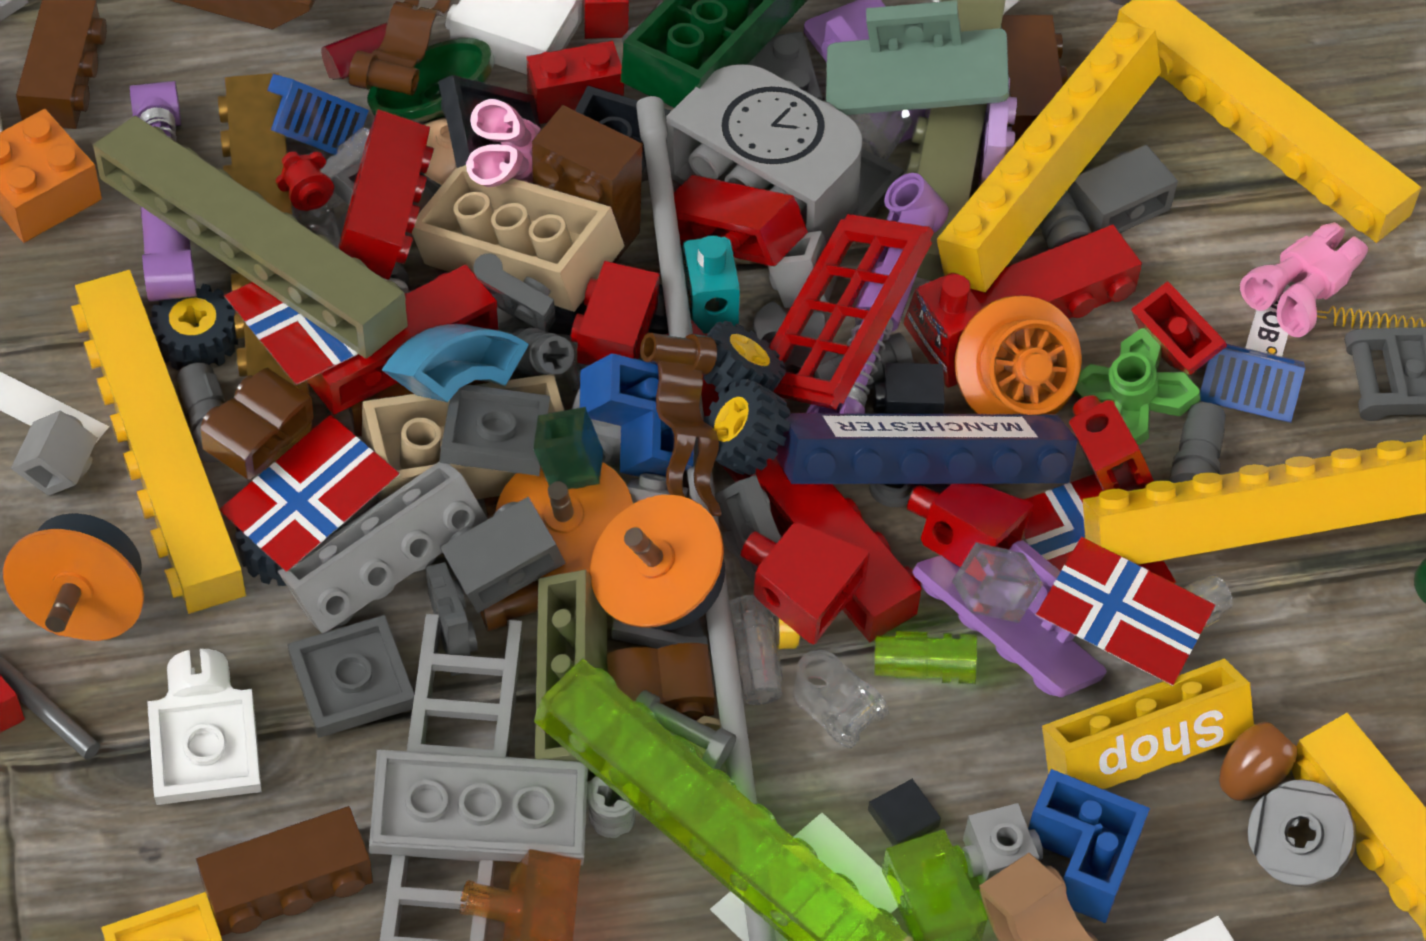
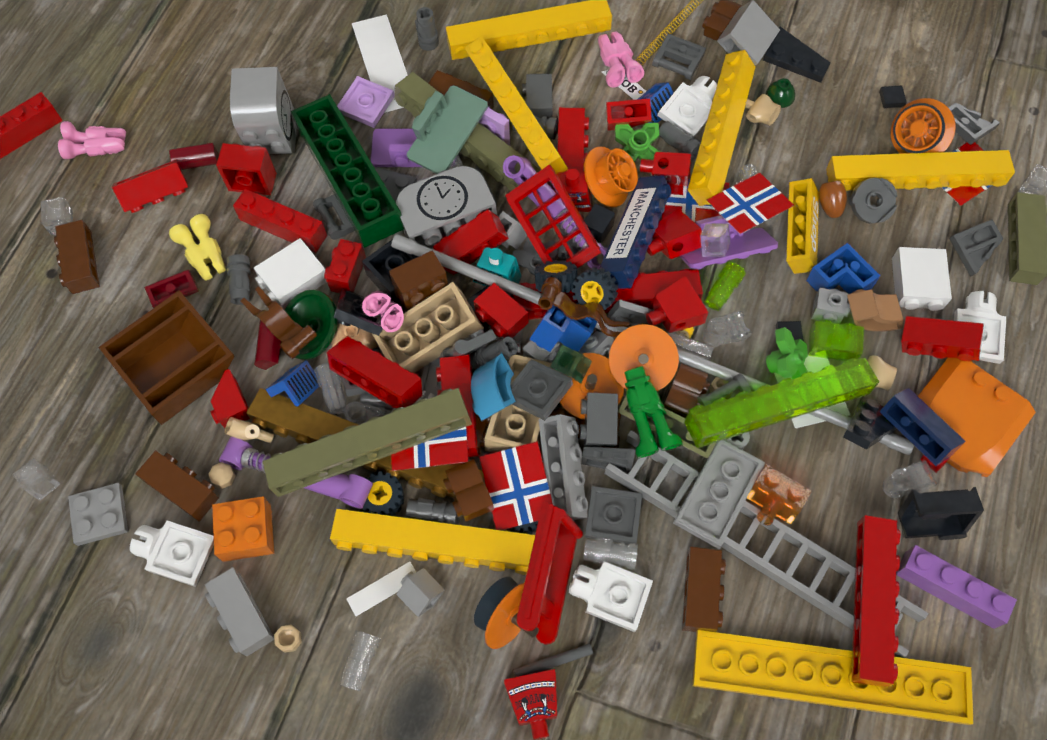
camera: 55 degrees left, 10 degrees up
(109, 579) = (548, 573): none -> red piece
(110, 109) = (222, 475): none -> tan tile
(198, 96) = (246, 431): none -> tan piece
(239, 49) = (228, 400): none -> red slope
(276, 695) = (610, 552): none -> clear axle
(305, 181) = (341, 404): red brick -> none
(569, 594) = (644, 402): none -> green piece
(837, 814) = (790, 357): none -> bright green plant
(1281, 423) = (690, 105): none -> white plate
(1379, 562) = (762, 110): none -> tan piece

